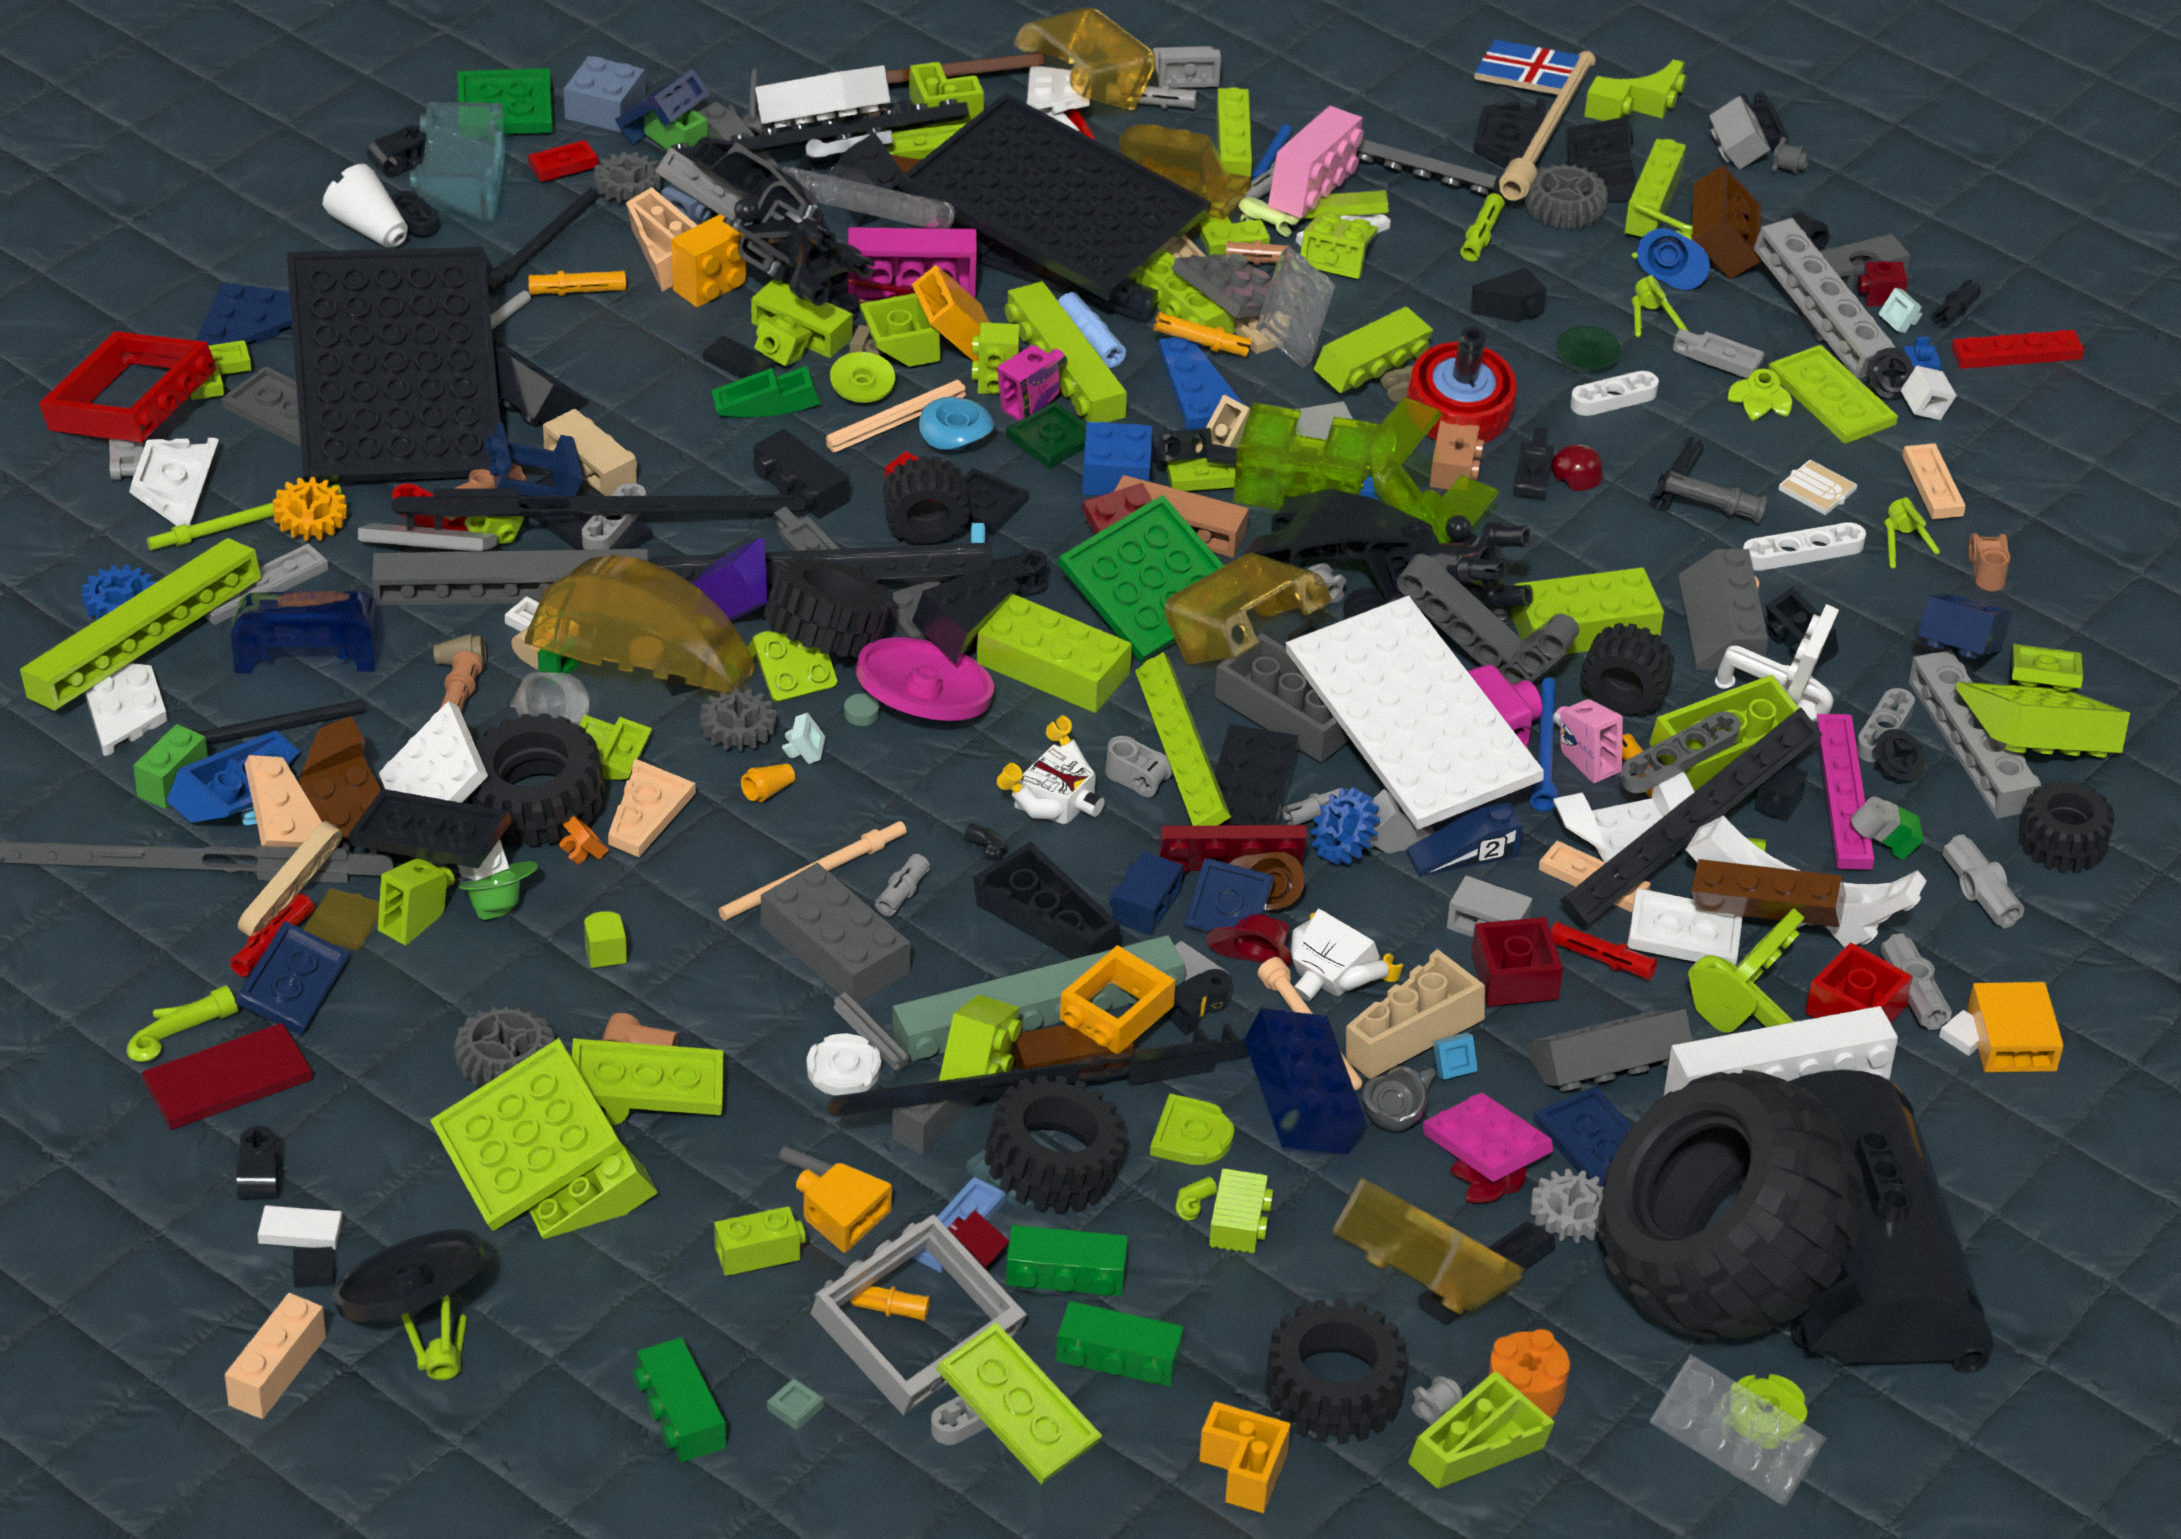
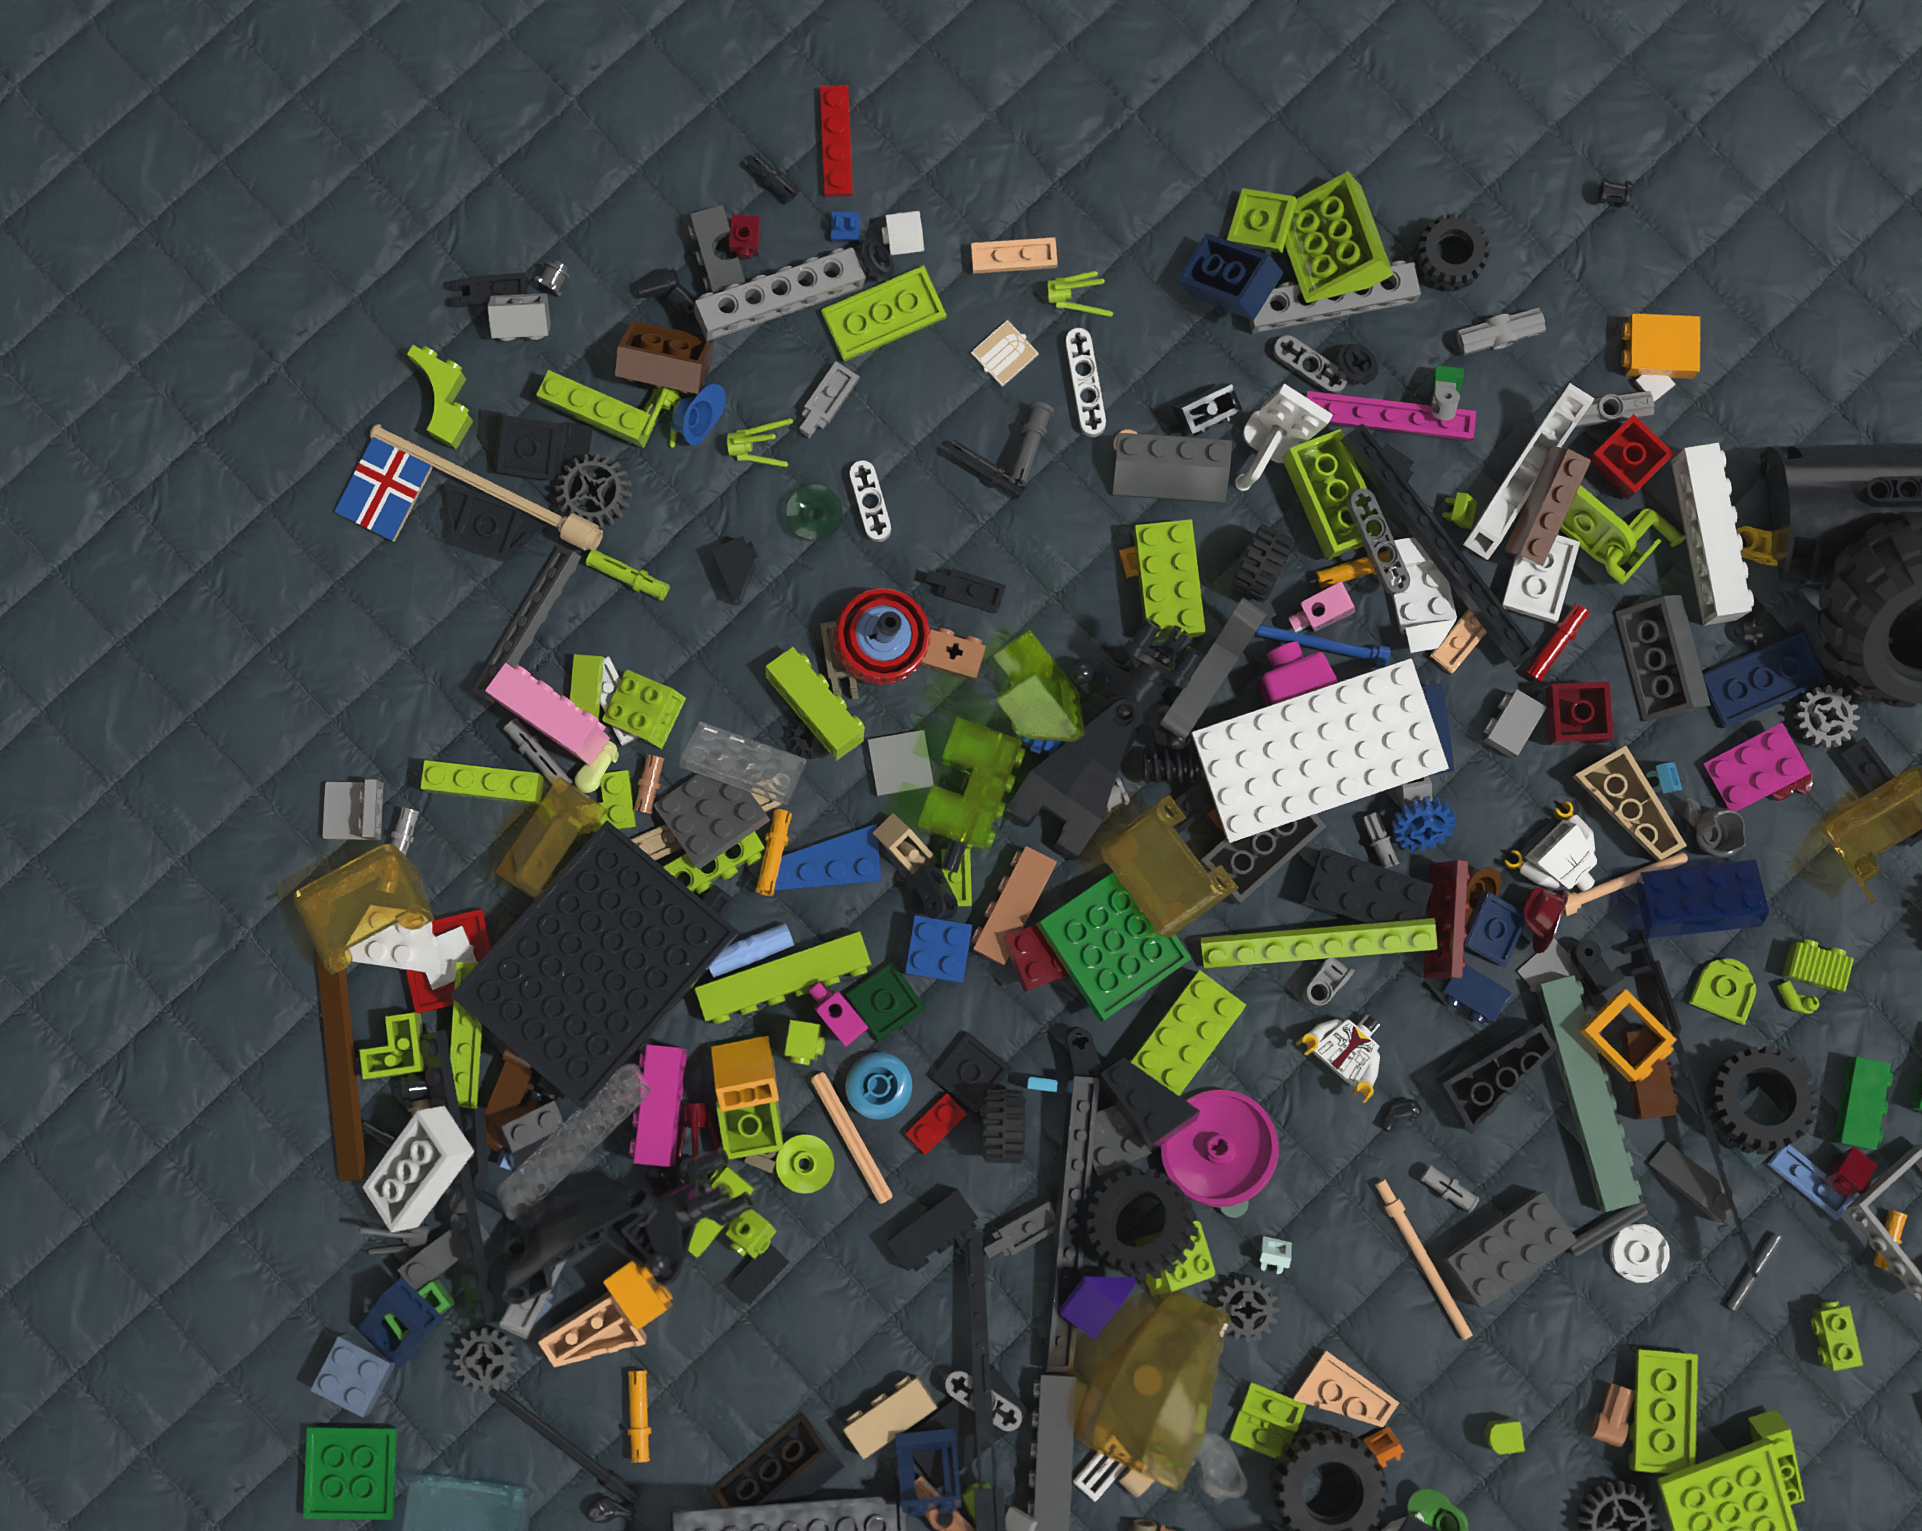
camera: 80 degrees left, 40 degrees up
(509, 308) = (672, 1486): light grey bar -> none
(563, 160) = (450, 1420): red plate -> none
(766, 781) = (1321, 1289): light orange cone -> none
(767, 394) = (818, 1252): green slope -> none
(844, 1203) = (1795, 1267): light orange torso -> none
(981, 1039) = (1665, 1148): lime brick -> none
(1271, 153) = (494, 749): blue bar -> none
(1578, 466) = (969, 552): dark red hair -> none
(1759, 396) = (888, 377): lime plate -> none
(1900, 310) = (784, 230): light aqua tile -> none
(1989, 561) = (1117, 232): nougat piece -> none

